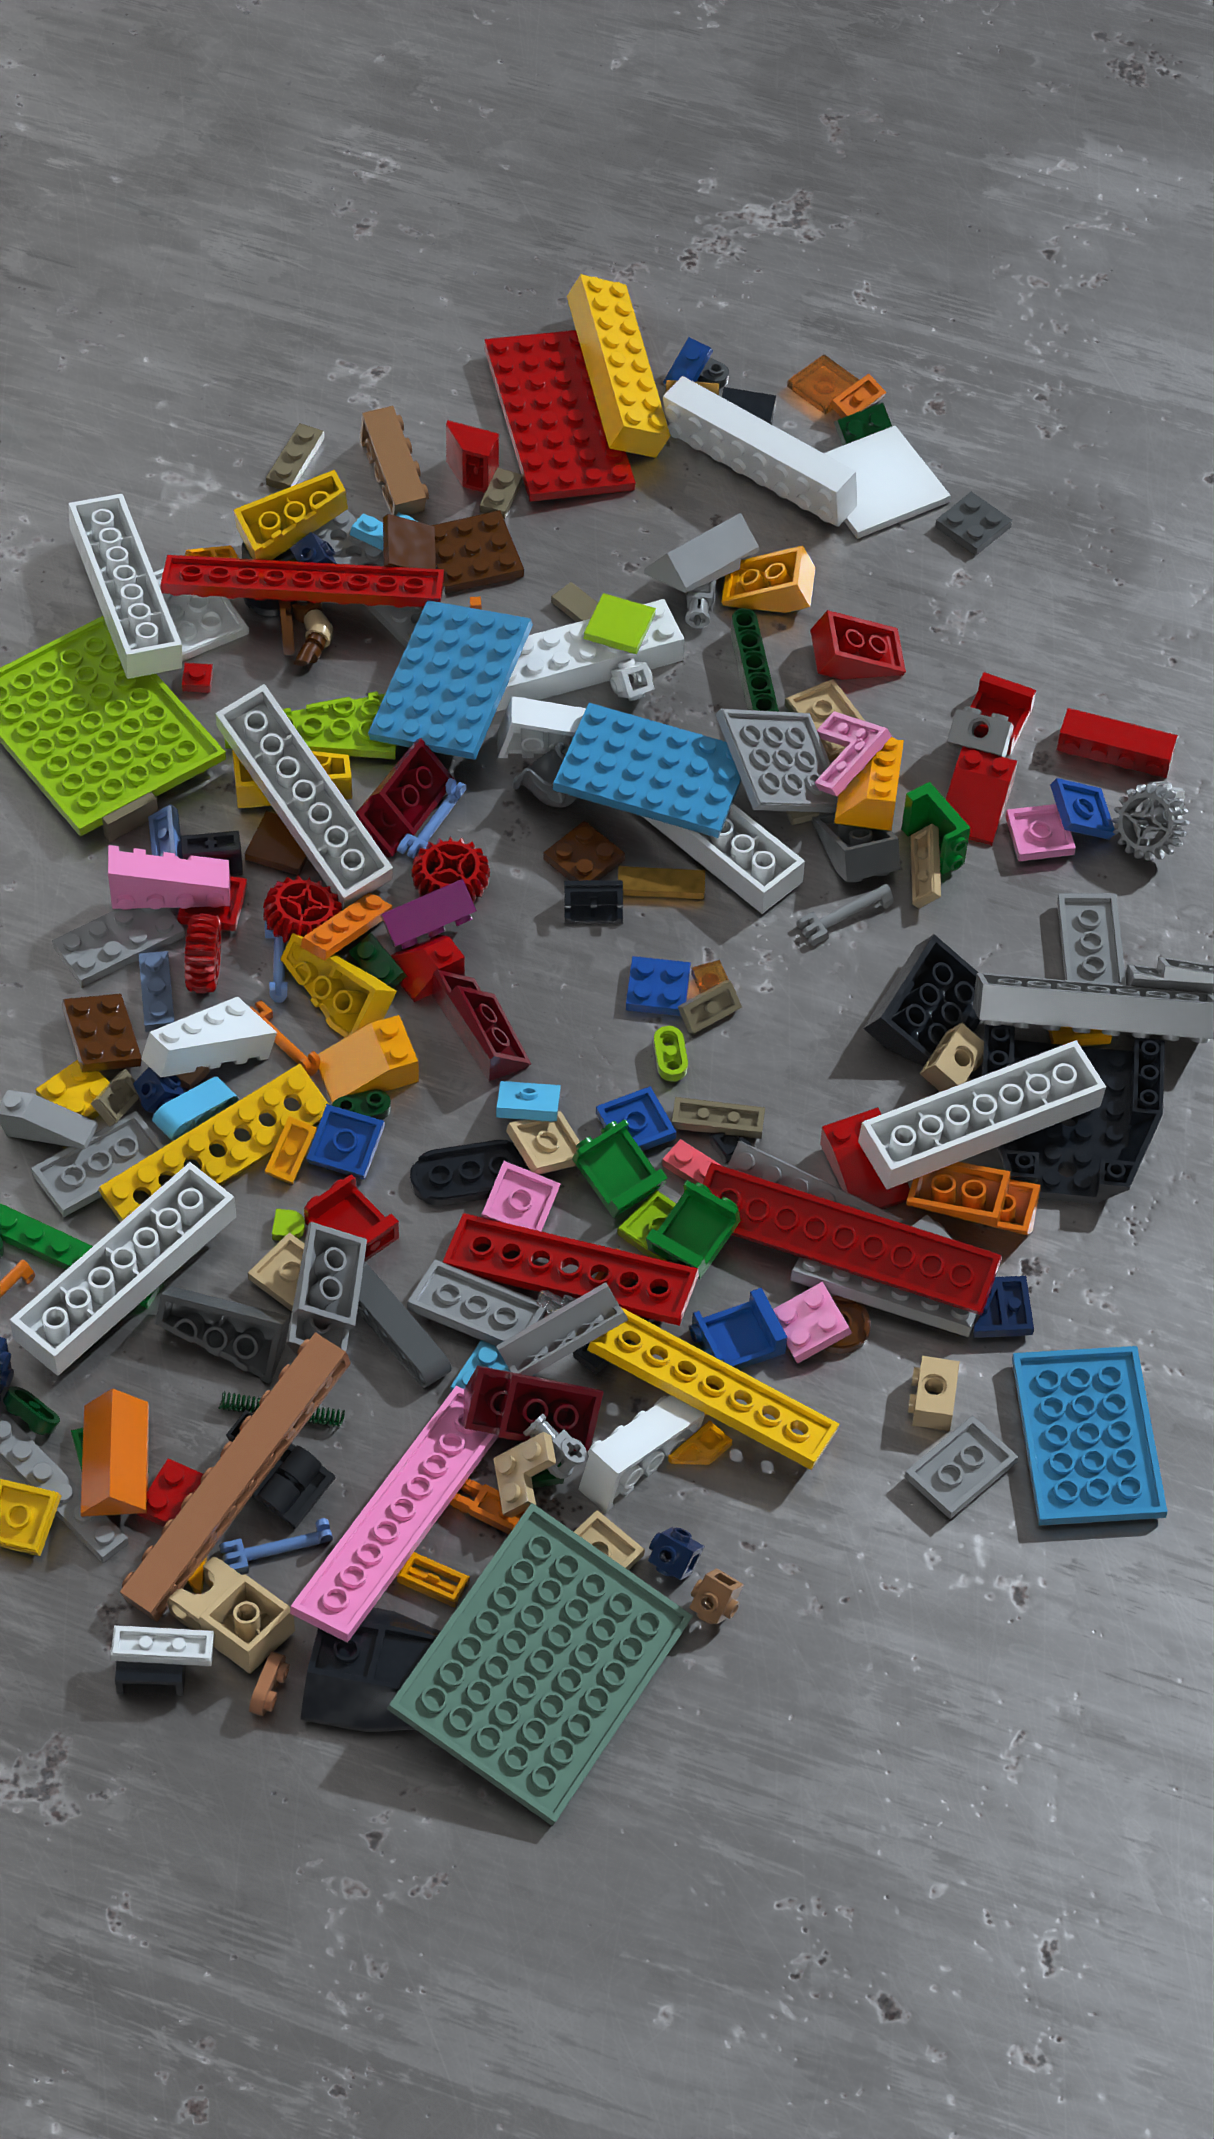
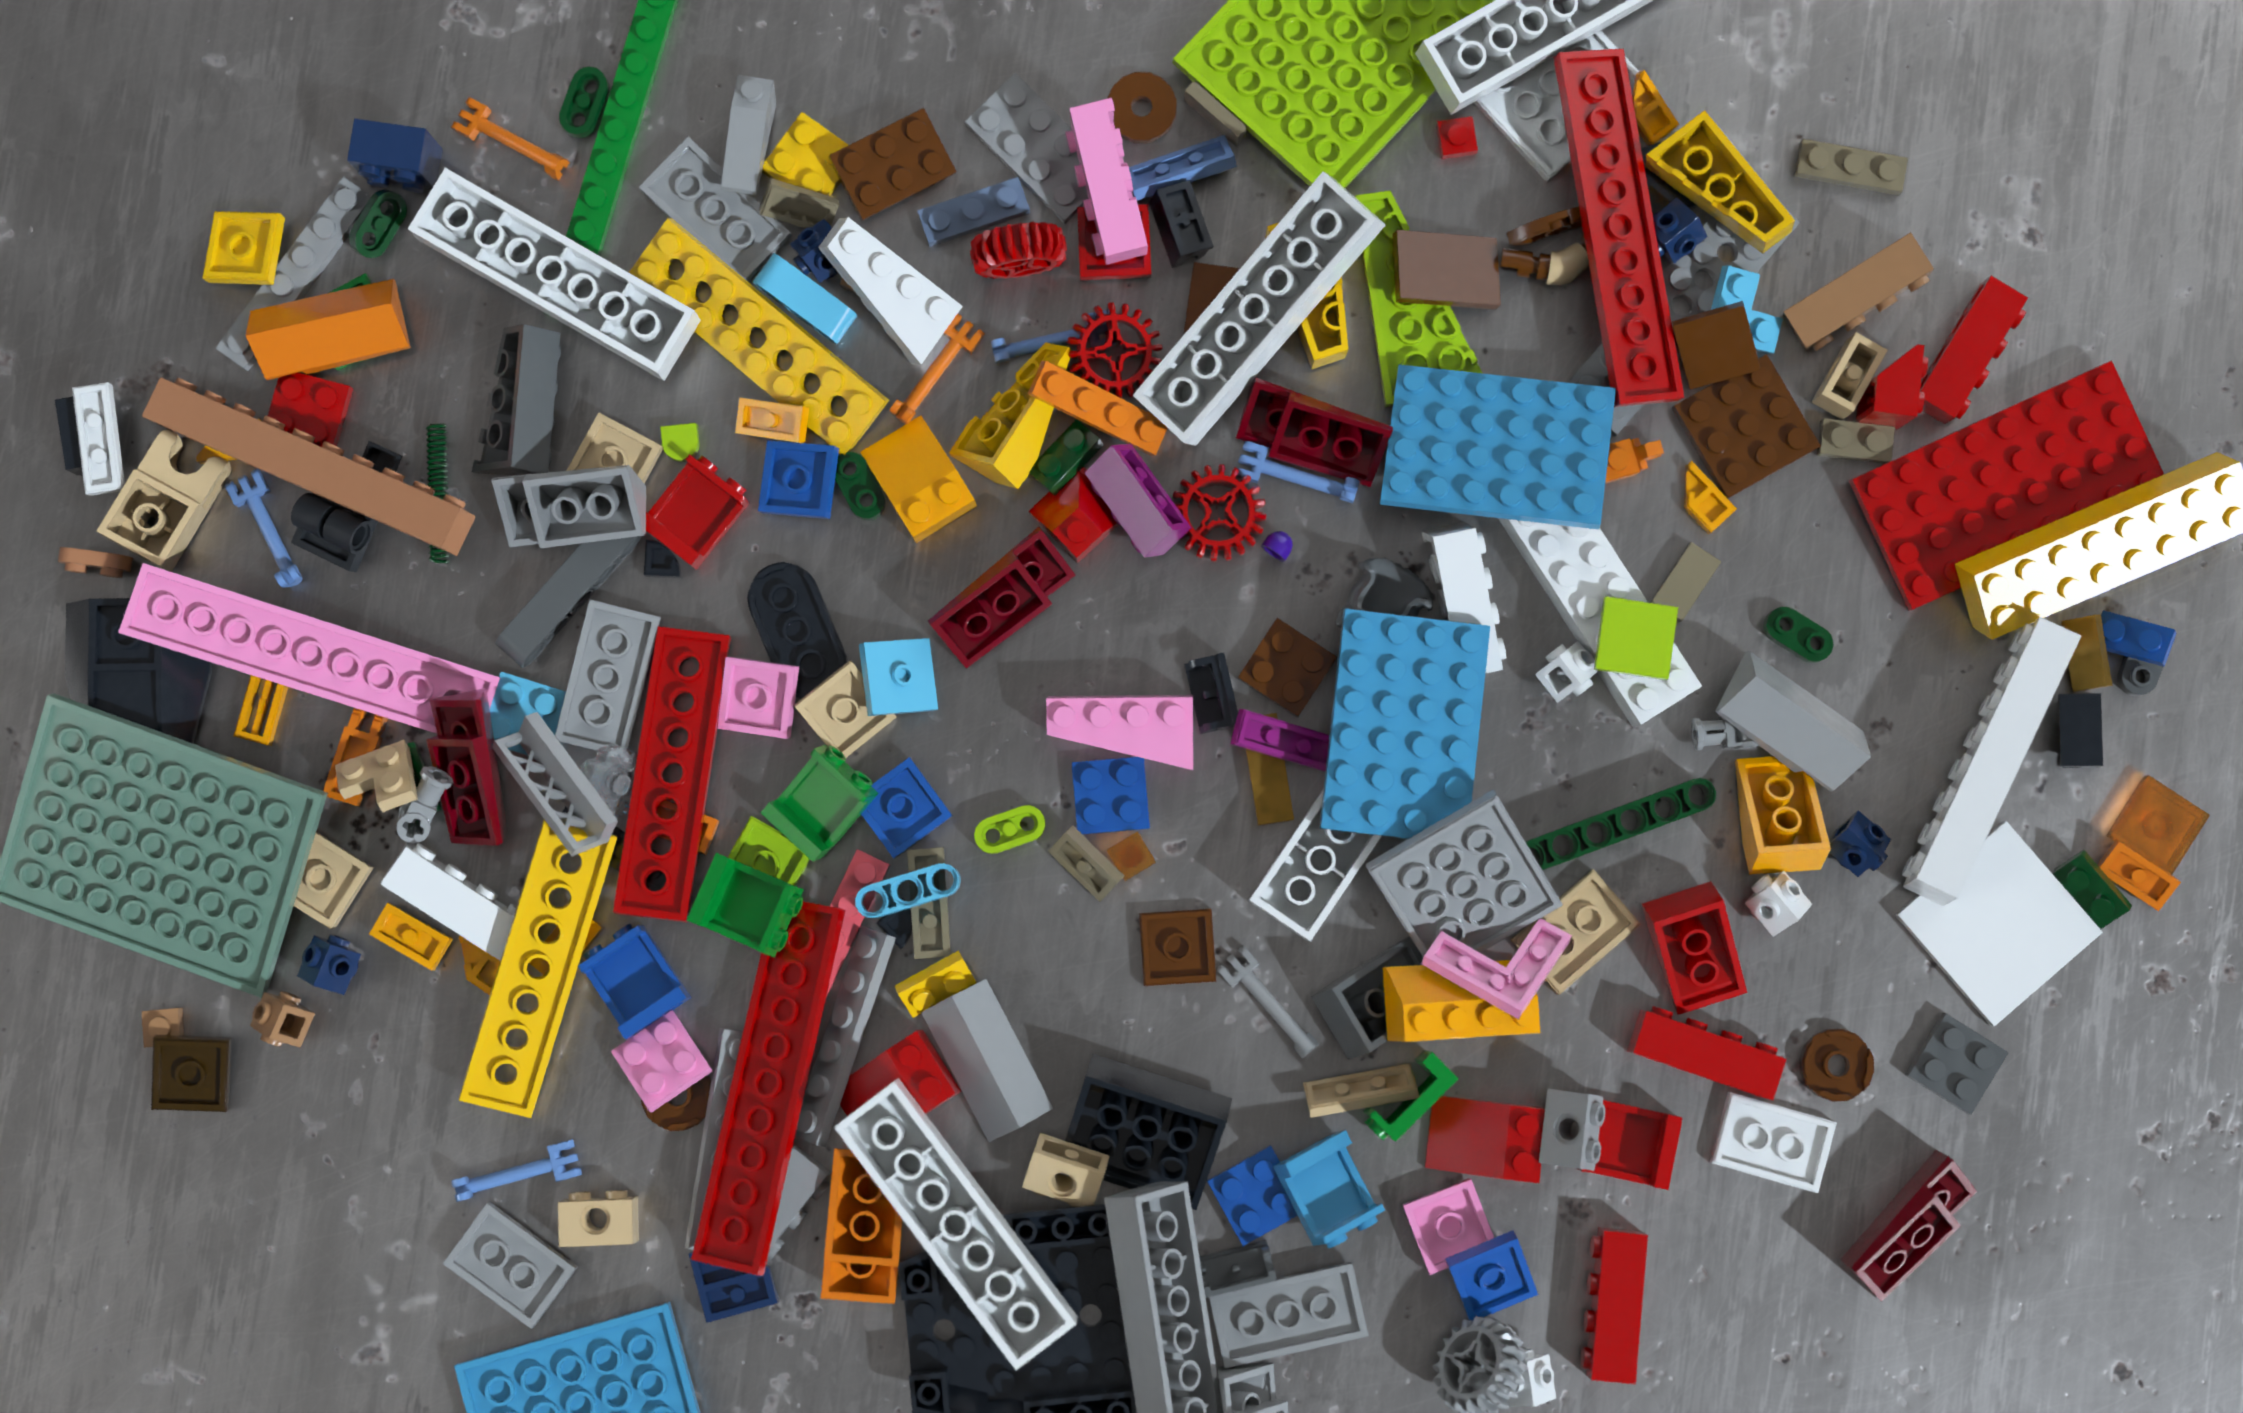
camera: 80 degrees right, 30 degrees up
(91, 862) = (1148, 88): none -> reddish brown tile
(305, 692) = (1446, 269): none -> reddish brown tile
(386, 1258) = (660, 561): none -> black tile
(437, 404) = (1969, 349): none -> red brick
(454, 480) = (1849, 376): none -> tan brick
(487, 841) = (1278, 545): none -> dark purple hinge
(520, 585) = (1704, 500): none -> light orange tile
(608, 948) = (1129, 724): none -> bright pink wedge
(640, 548) = (1798, 636): none -> dark green plate
(643, 859) = (1281, 740): none -> magenta tile
(664, 1493) = (410, 936): none -> light orange plate
(702, 1706) = (161, 1023): none -> medium nougat plate
(704, 1128) = (890, 890): none -> medium azure beam
(748, 1683) = (191, 1073): none -> dark brown tile
(785, 1123) = (935, 984): none -> yellow plate
(789, 965) = (1177, 947): none -> reddish brown tile
(803, 533) = (1859, 844): none -> dark blue brick
(834, 592) = (1777, 902): none -> white brick
(845, 1097) = (987, 1060): none -> light grey slope
(889, 1490) = (555, 1162): none -> medium blue hinge
(938, 657) = (1707, 1054): none -> red brick
(959, 601) = (1815, 1071): none -> reddish brown tile
(995, 948) = (1253, 1196): none -> blue plate
(1000, 898) = (1327, 1190): none -> dark azure panel
(1011, 636) = (1773, 1142): none -> white tile
(1050, 960) = (1237, 1268): none -> dark grey hinge
(1084, 568) = (1910, 1226): none -> dark red slope

